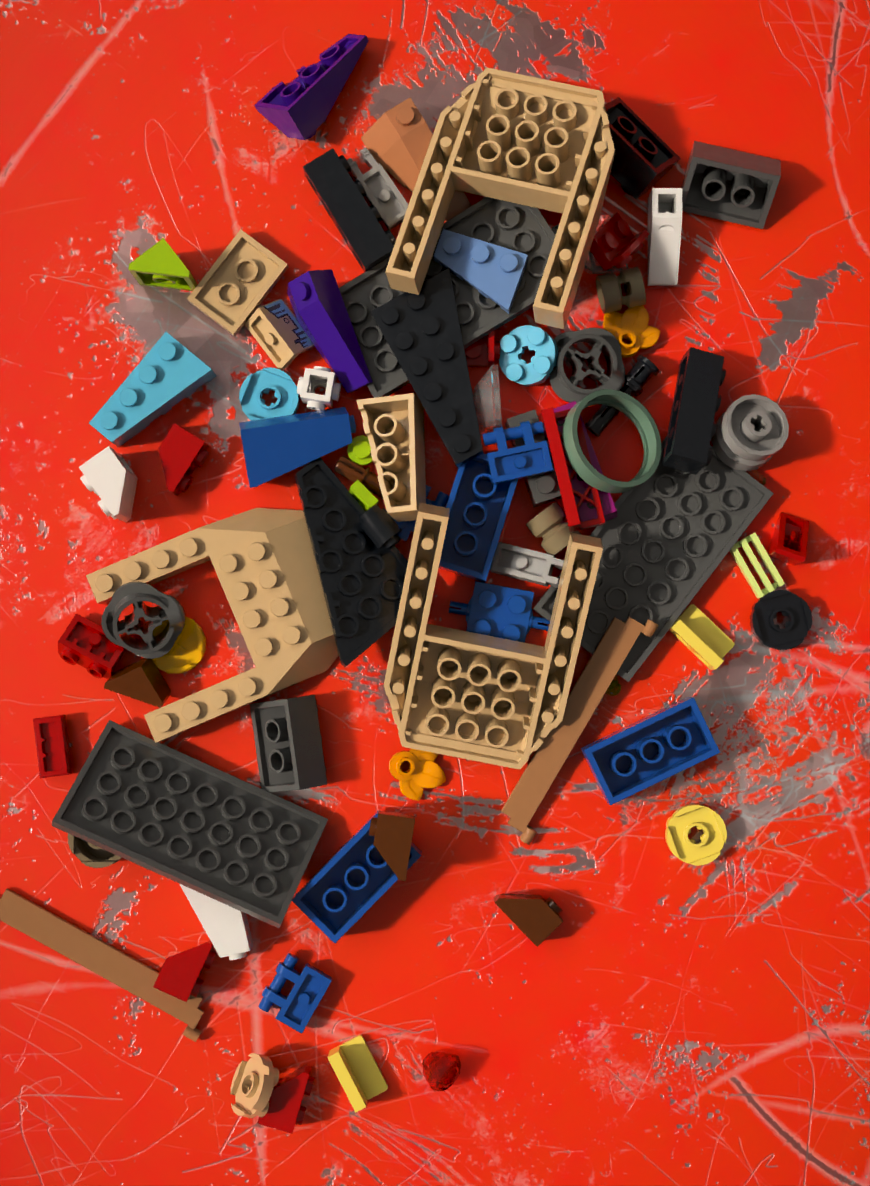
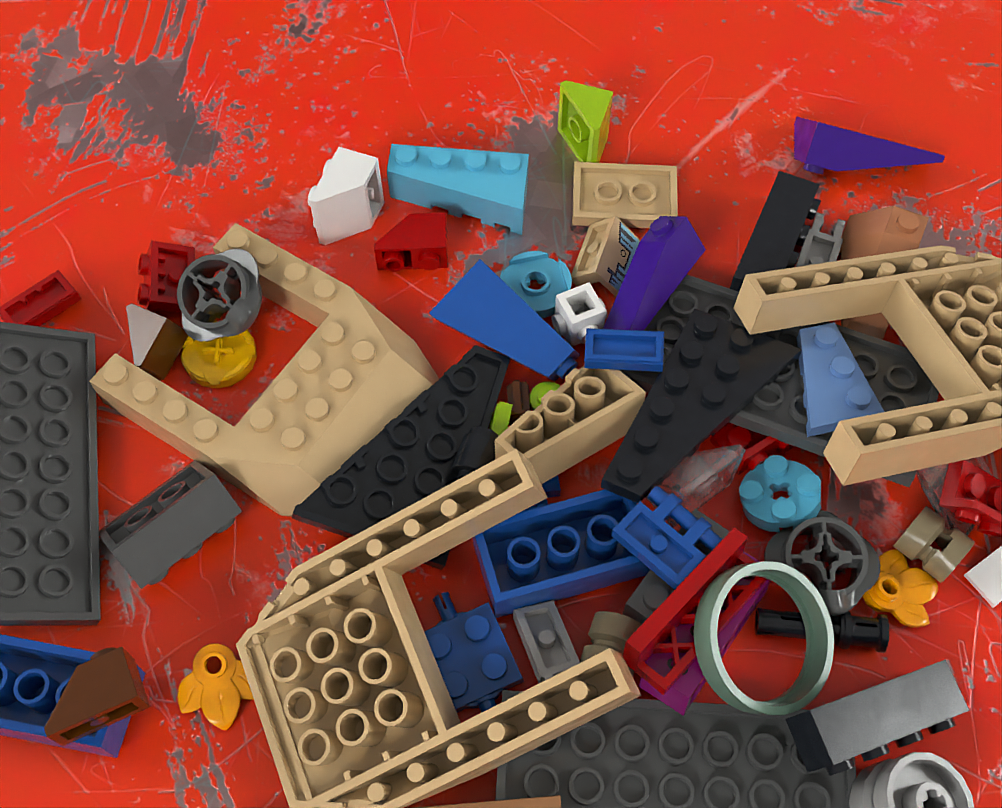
camera: 55 degrees right, 25 degrees down
(374, 383) = (624, 350): none -> blue tile

